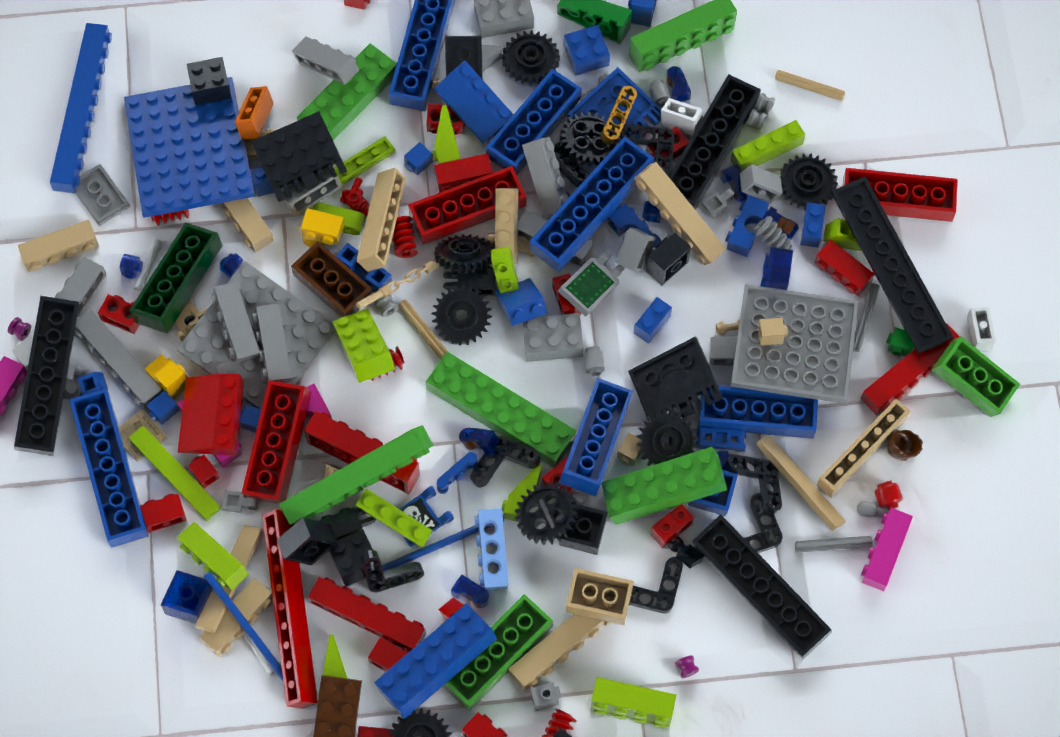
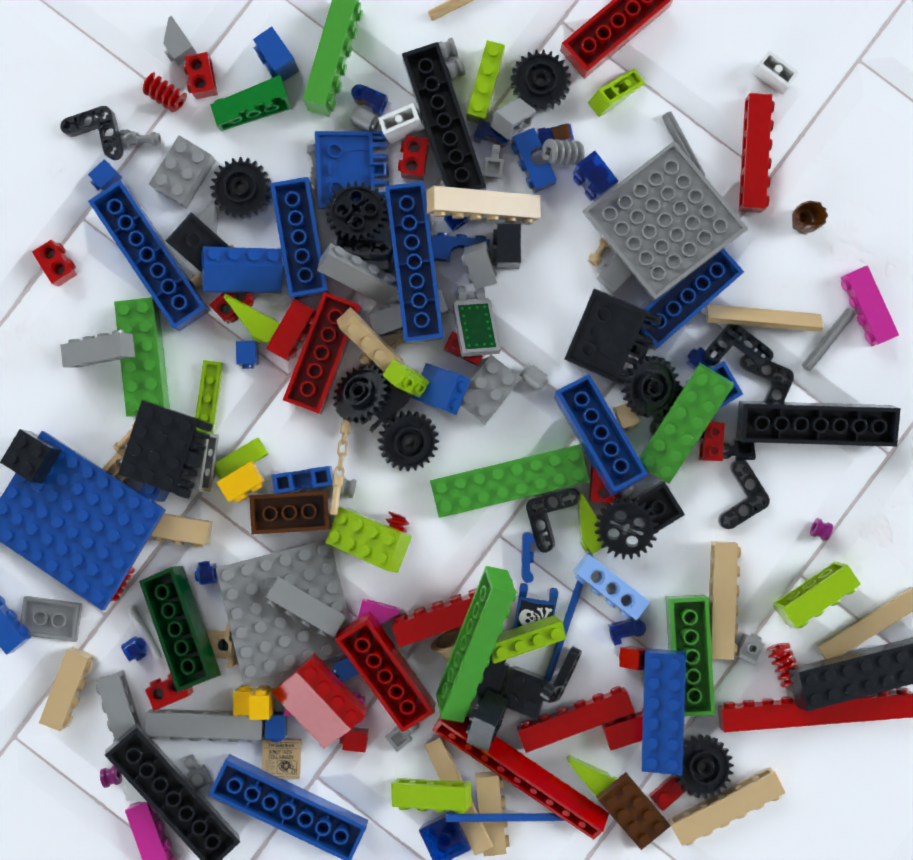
camera: 45 degrees left, 20 degrees up
(92, 382) = (209, 762): blue brick -> none
(163, 512) = (361, 796): red brick -> none
(175, 473) = (336, 761): lime tile -> none
(235, 321) = (262, 621): light grey brick -> none
(254, 112) = (92, 445): orange brick -> none
(354, 198) = (237, 432): red piece -> none
(381, 219) = (276, 431): tan brick -> none
(403, 238) = (302, 425): red piece -> none
(422, 328) = (391, 477): tan axle -> none
(480, 439) = (514, 520): clear blue leg -> none
(586, 50) = (275, 139): blue brick -> none
(599, 596) = (725, 549): tan brick -> none
(618, 114) = (355, 171): pearl gold beam -> none
(652, 320) = (543, 303): blue brick -> none
(661, 144) = (411, 162): black beam -> none
(721, 439) = (678, 342): blue plate -> none
(772, 331) = (644, 230): tan brick -> none
(812, 225) = (579, 112): blue brick -> none
(844, 268) = (633, 123): red brick -> none
(863, 448) = (784, 248): tan brick -> none
(869, 509) = (827, 288): light grey cylinder -> none
(888, 495) = (832, 265): red head -> none
(892, 265) = (672, 88): black plate -> none
(899, 343) = (729, 140): green brick -> none
(976, 376) = (811, 114): bright green brick -> none

